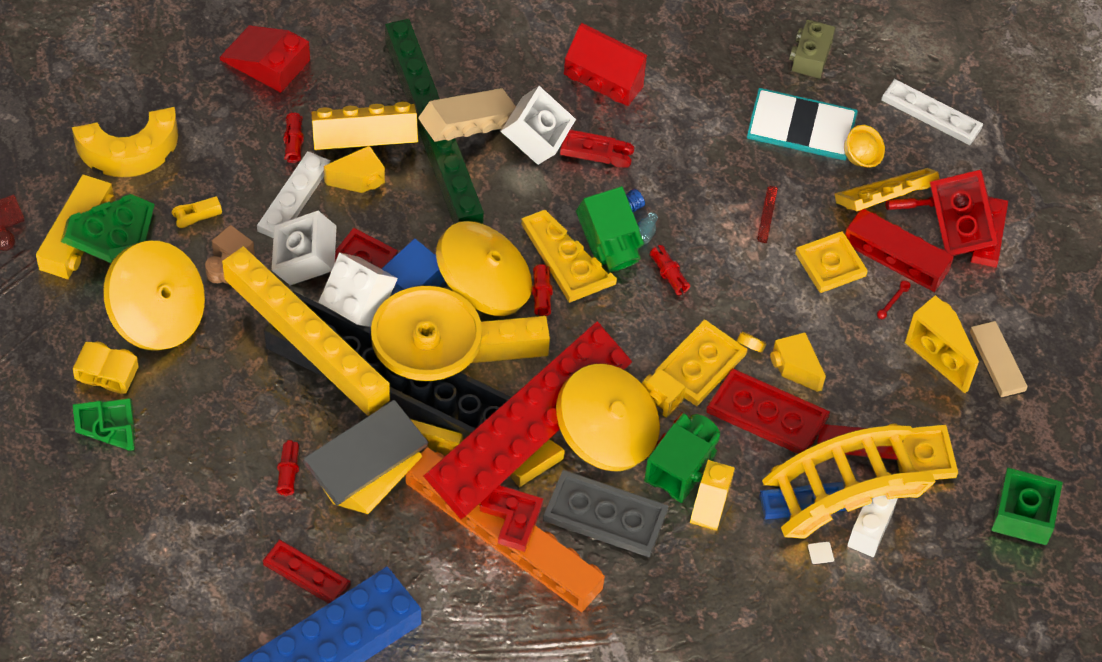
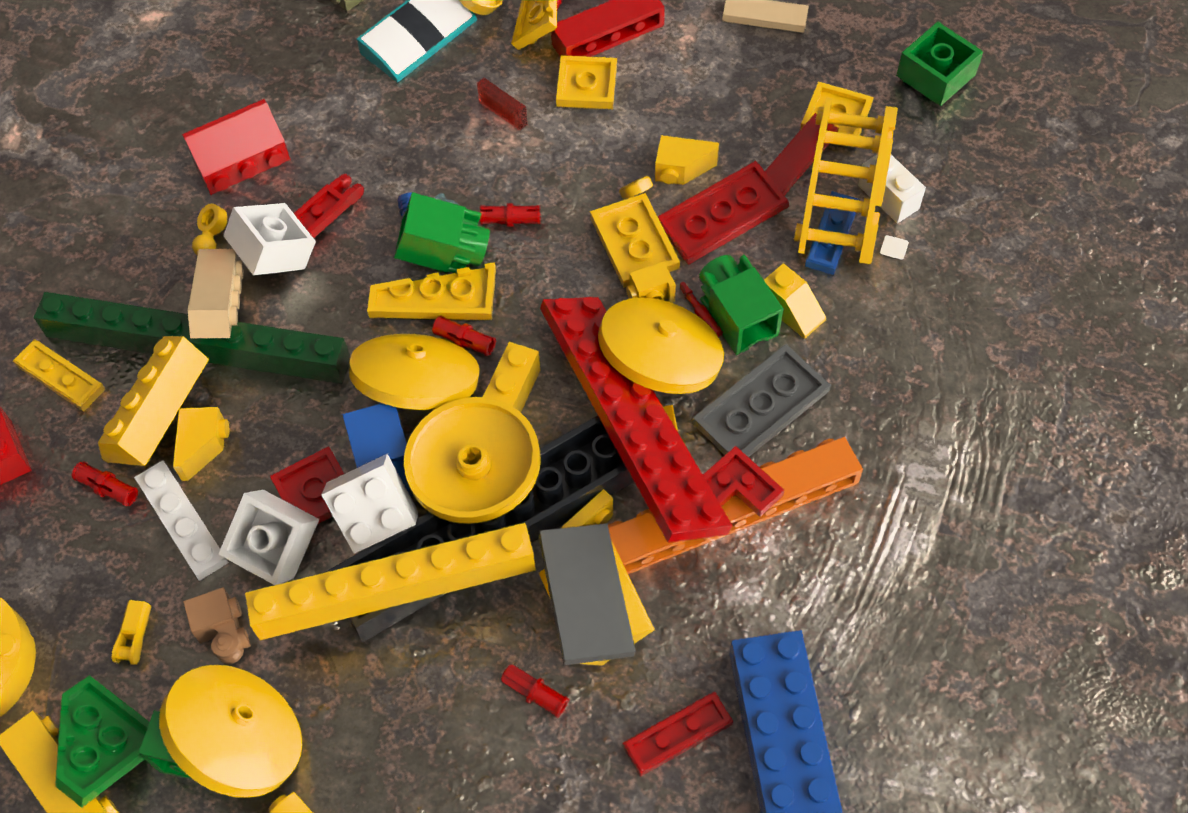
camera: 55 degrees left, 5 degrees up
(359, 66) = (59, 375): none -> yellow tile
(516, 91) = (211, 222): none -> yellow plate
(904, 287) = (644, 43): red hinge -> none
(942, 342) = (738, 36): yellow slope -> none

